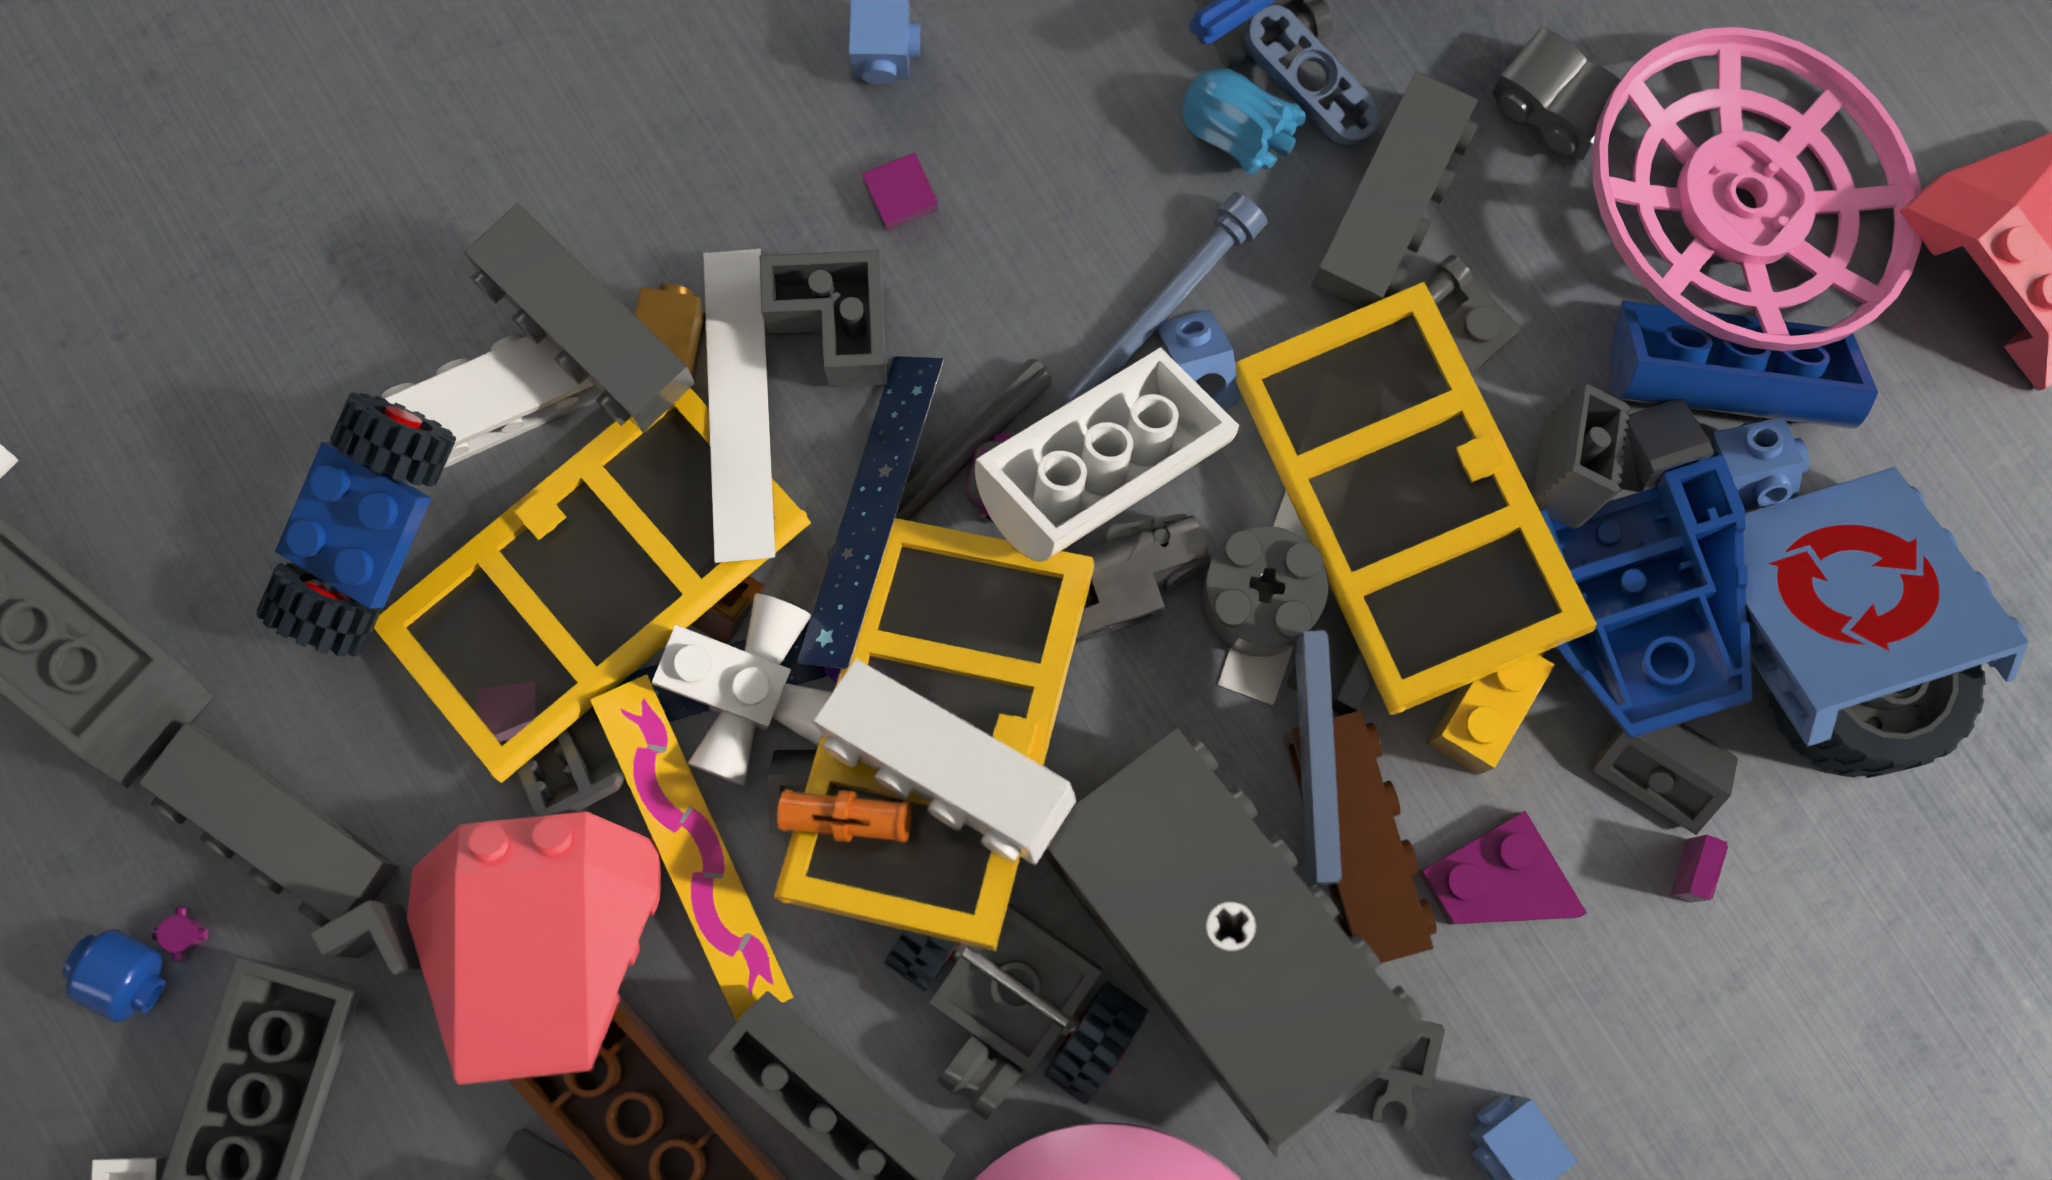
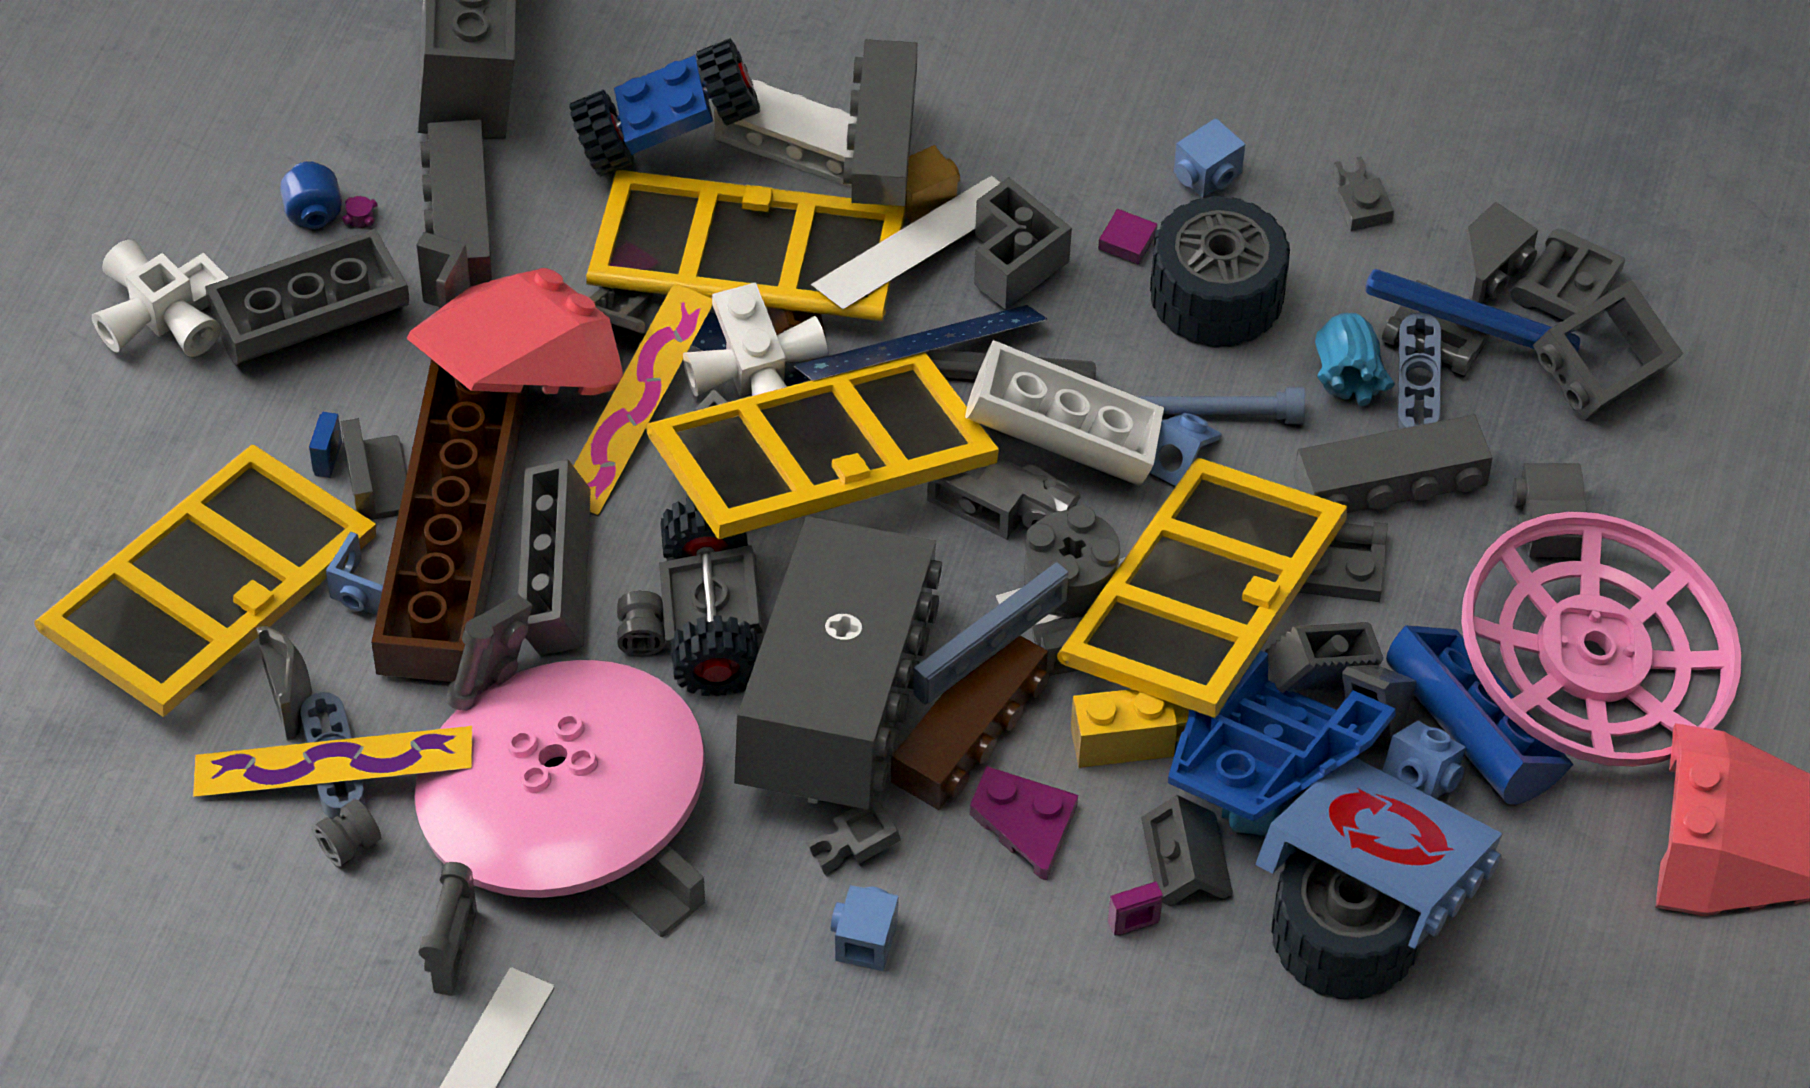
camera: 55 degrees right, 25 degrees down
(844, 816) = (739, 432): orange pin -> none
(944, 762) = (801, 436): white brick -> none
(1038, 148) = (1219, 271): none -> black wheel

